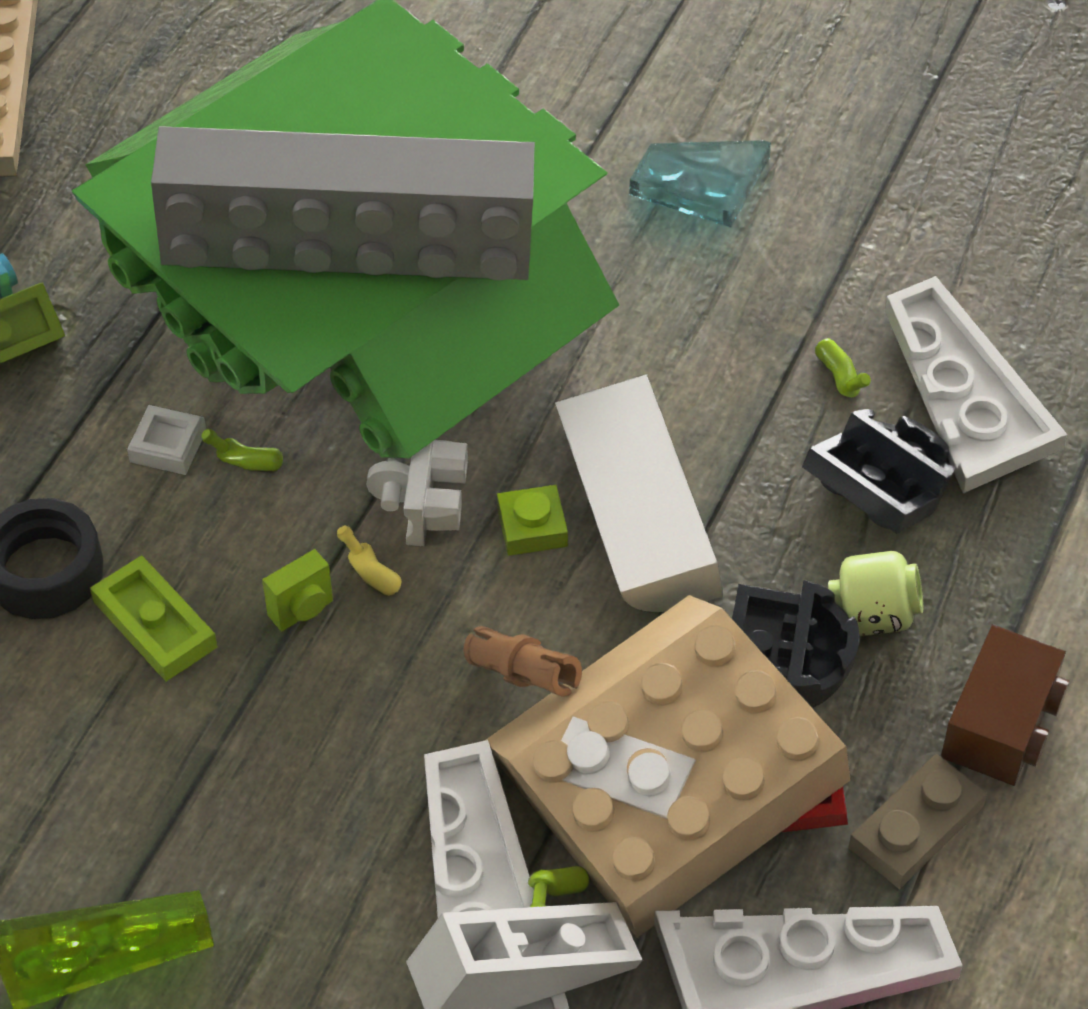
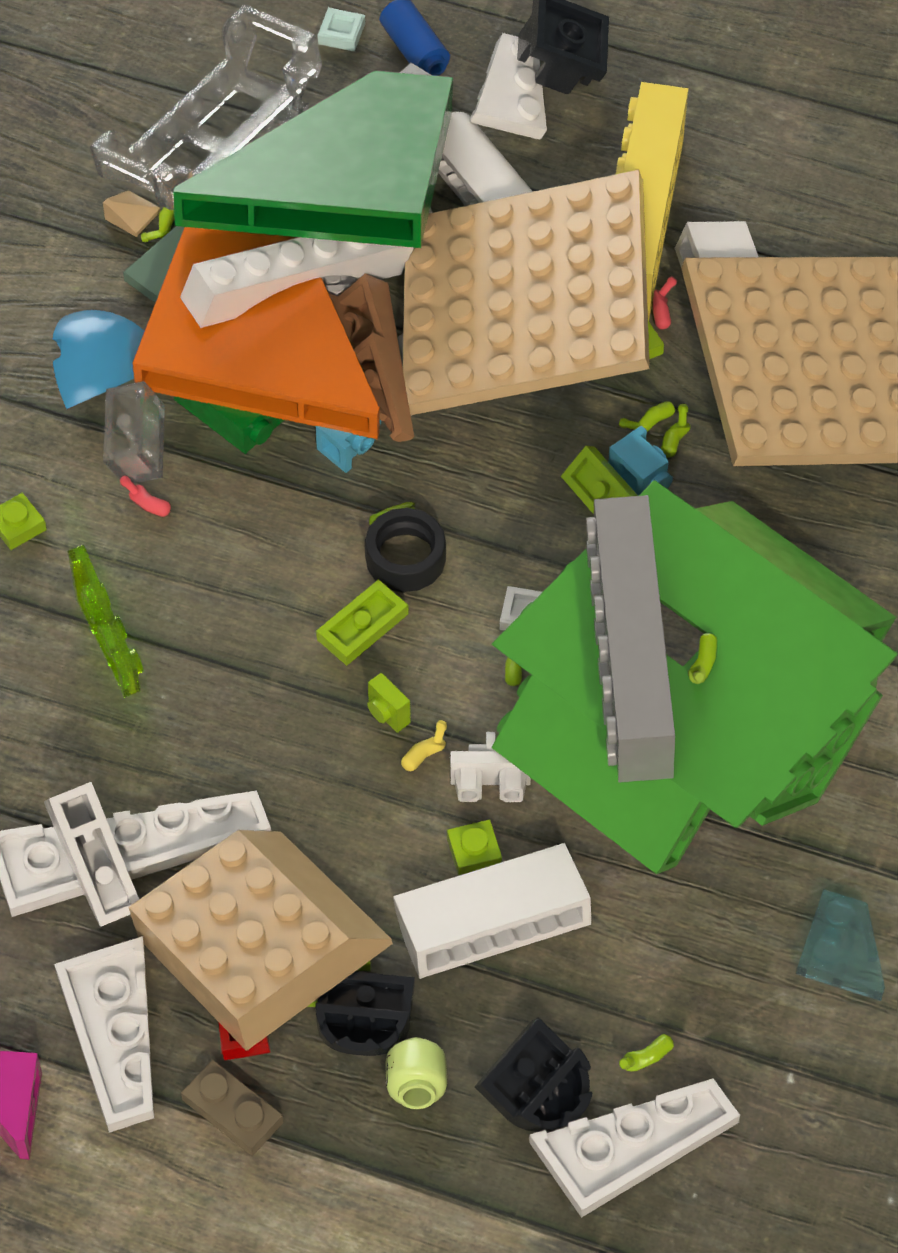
camera: 85 degrees right, 5 degrees up
(523, 661) = (333, 841): medium nougat pin -> none
(557, 883) = (160, 867): lime piece -> none
(600, 764) = (214, 904): white plate -> none
(1004, 704) = (323, 1159): reddish brown brick -> none

